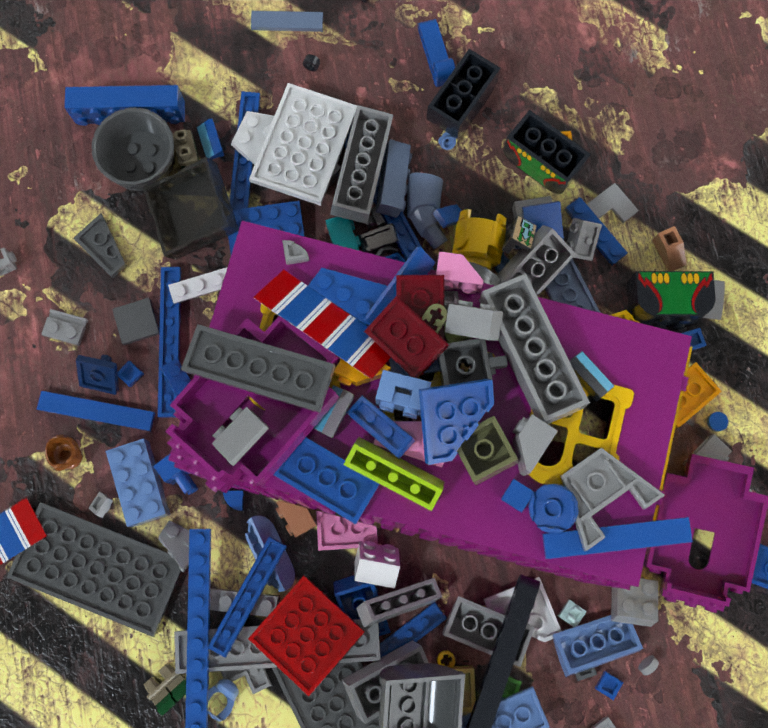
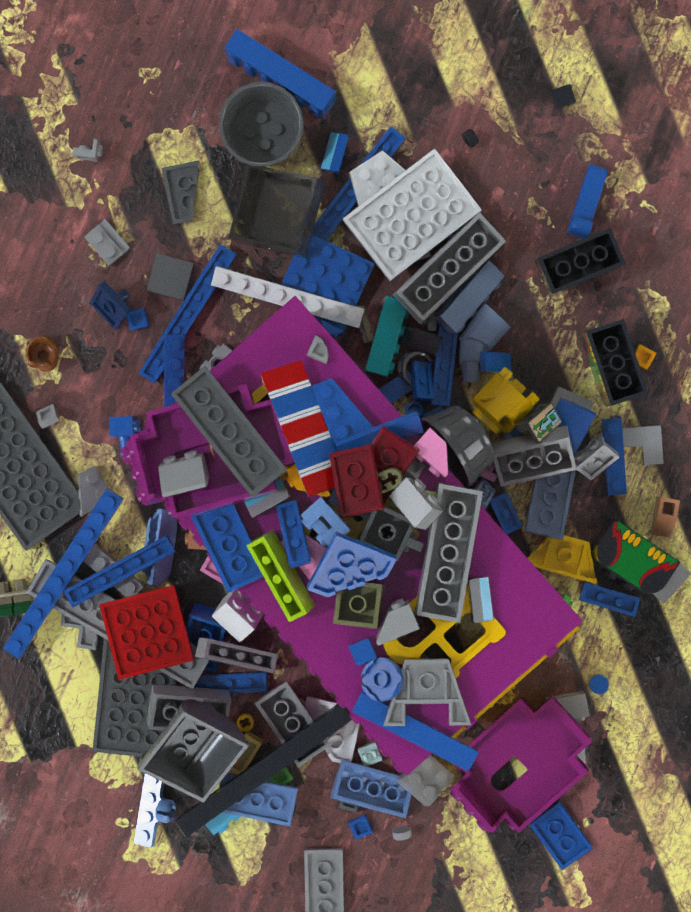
camera: 40 degrees right, 10 degrees up
(96, 411) = (90, 333): blue tile -> none
(137, 483) = (88, 419): medium blue brick -> none
(185, 147) = (307, 151): dark tan hips -> none
(231, 692) = (60, 634): medium blue piece -> none
(287, 21) = (475, 81): sand blue tile -> none
(447, 145) = (539, 291): medium blue plate -> none
(698, 393) = (590, 647): light orange plate -> none

